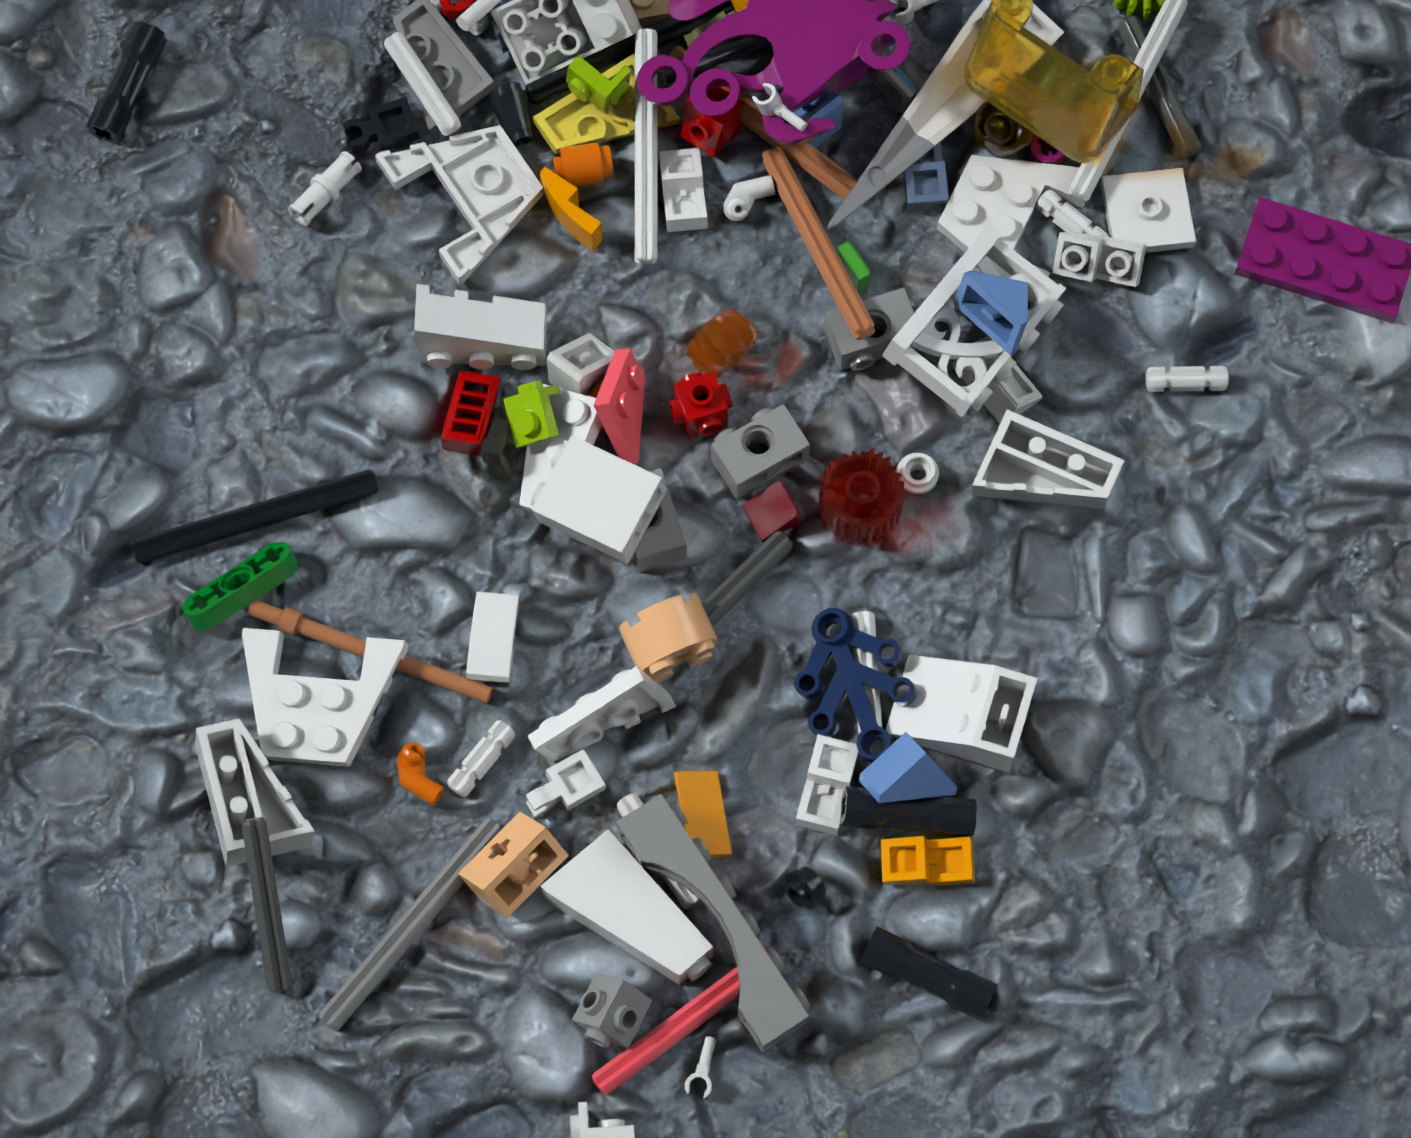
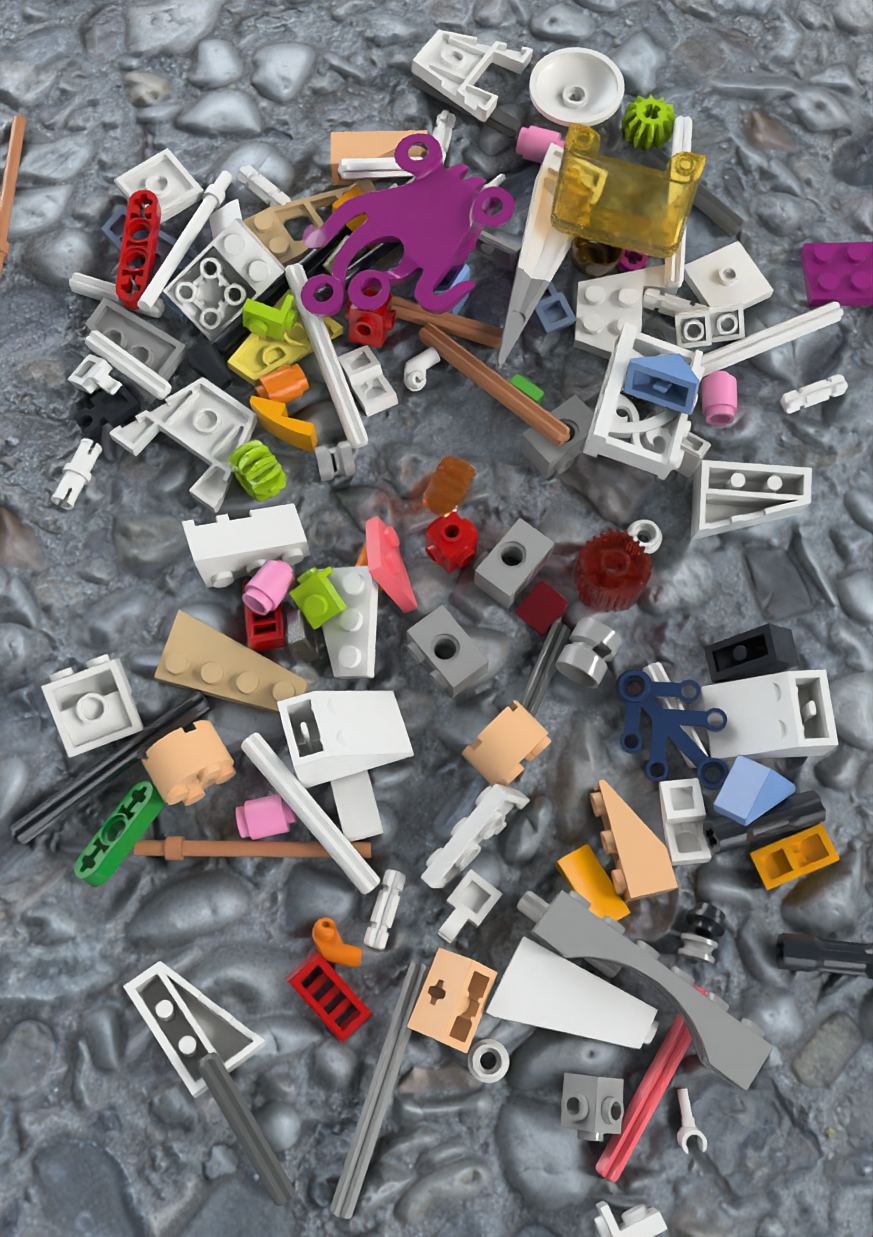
camera: 20 degrees left, 0 degrees up
(257, 445) = (92, 705): none -> white plate
(313, 716) = (224, 927): white wing -> none
(335, 539) = (188, 763): none -> light nougat brick
(377, 787) = (353, 1021): none -> red slope
(381, 81) = (93, 375): none -> white plate
(394, 621) = (264, 817): none -> bright pink brick
(404, 453) = (223, 668): none -> tan wing
(440, 633) = (310, 813): none -> white axle
(485, 385) = (269, 586): none -> bright pink brick
(504, 564) = (342, 733): none -> white slope
(520, 253) = (257, 470): none -> lime gear
(520, 927) = (502, 1060): none -> white plate
(579, 364) = (340, 543): white slope -> none
(598, 498) = (402, 648): white brick -> none
(619, 272) = (343, 460): none -> light grey wheel
(762, 797) = (638, 855): none -> light nougat slope
(774, 106) = (421, 284): white hand -> none
(783, 910) = (697, 948): none -> light grey bush
(790, 587) = (586, 656): none -> light grey wheel
(978, 637) = (752, 654): none -> black slope
(1072, 346) = (719, 398): none -> bright pink brick
(1163, 297) = (771, 337): none -> white axle

